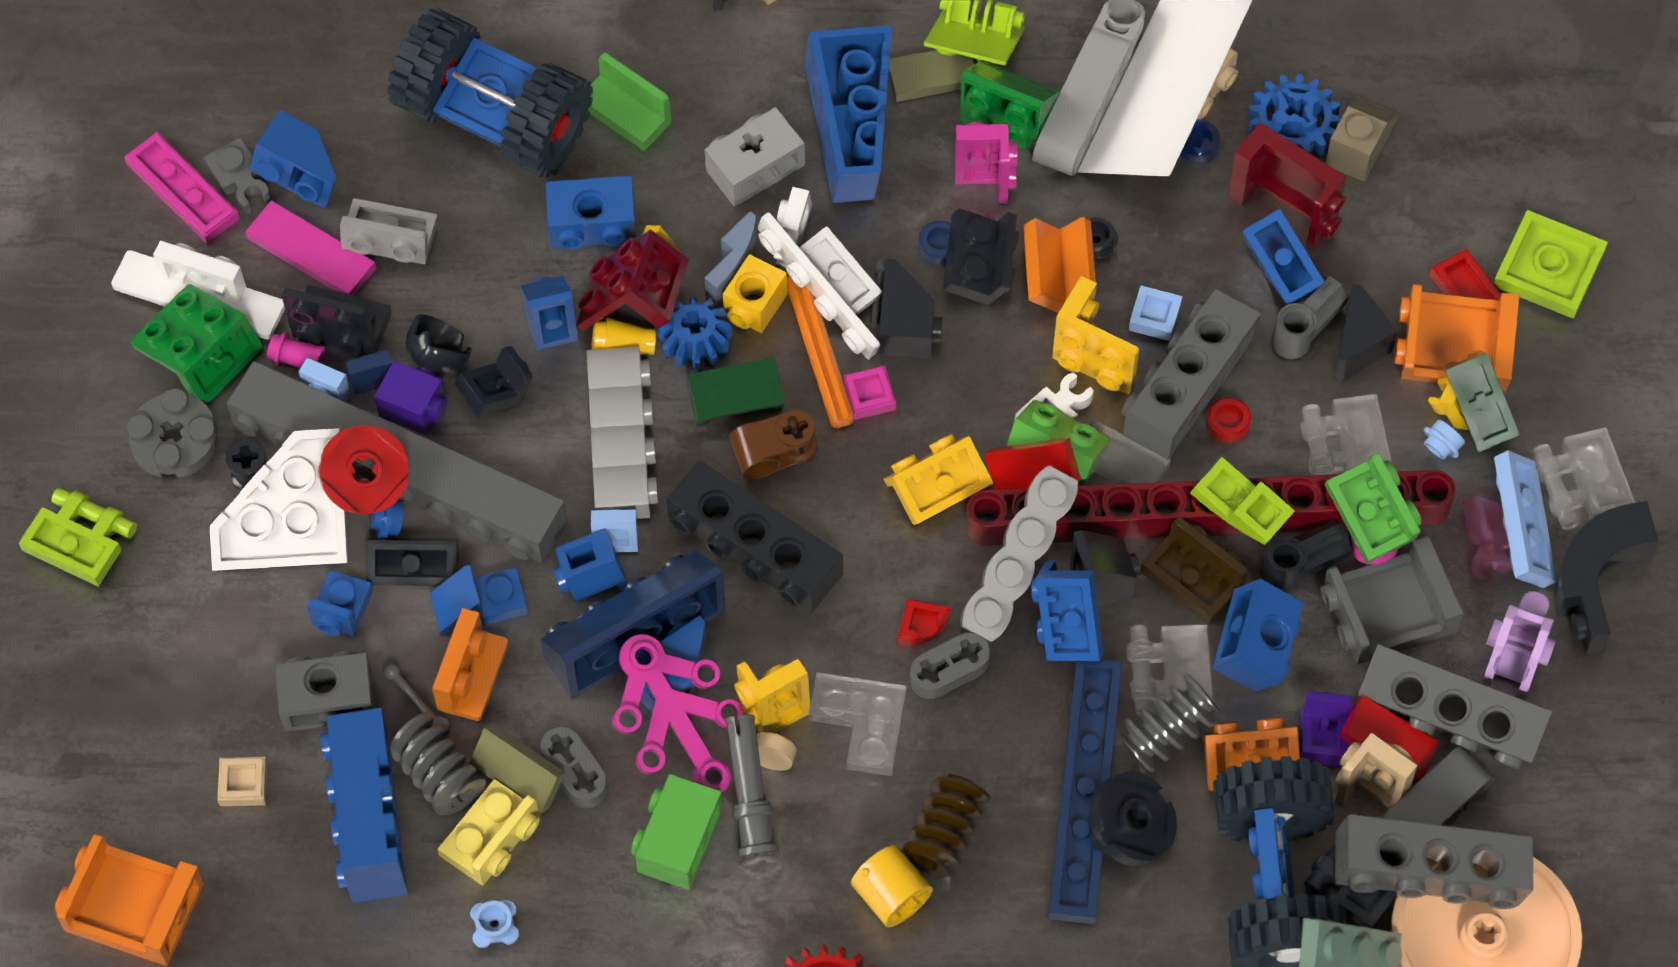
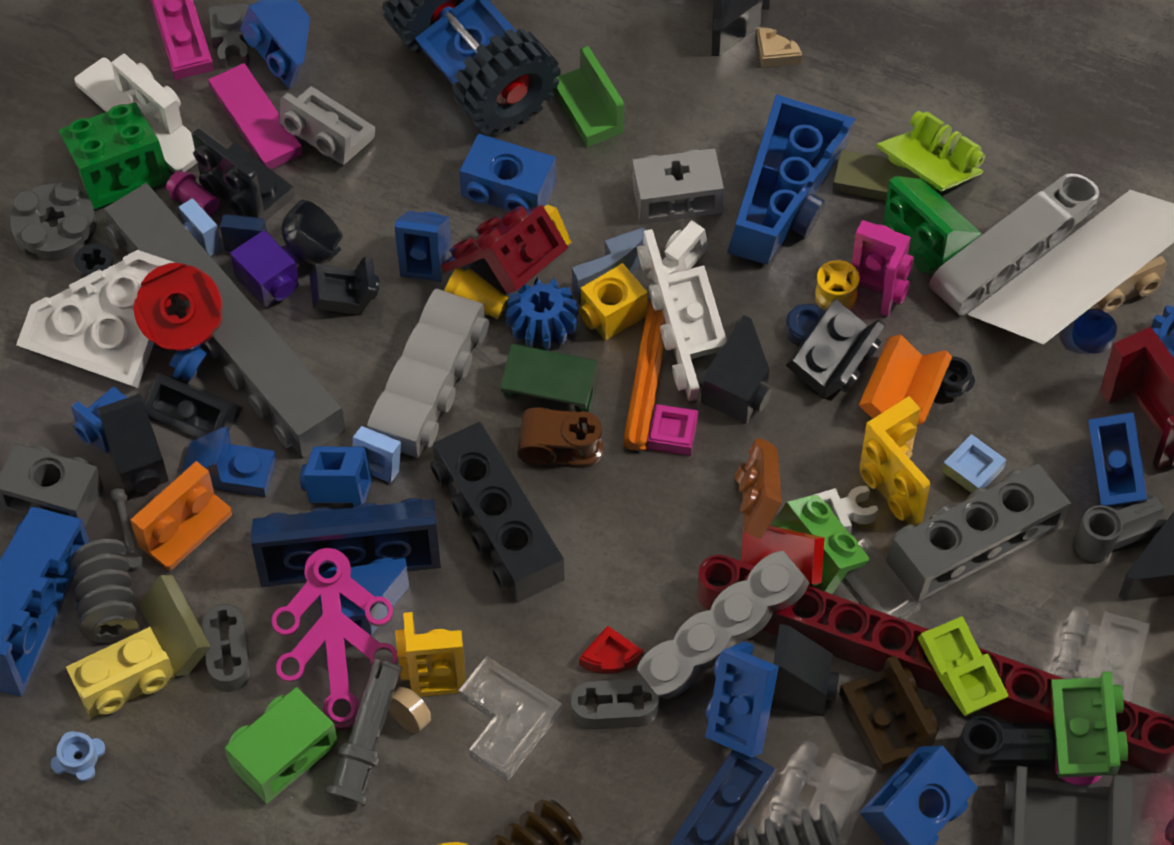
camera: 25 degrees right, 5 degrees down
(388, 619) = (133, 445): none -> black slope
(891, 137) = (808, 215): none -> dark blue tile
(939, 478) = (694, 530): yellow bracket -> none
(947, 184) = (837, 276): none -> yellow wheel
(984, 415) = (759, 487): none -> dark orange plate
(1228, 420) = (996, 590): red tile -> none

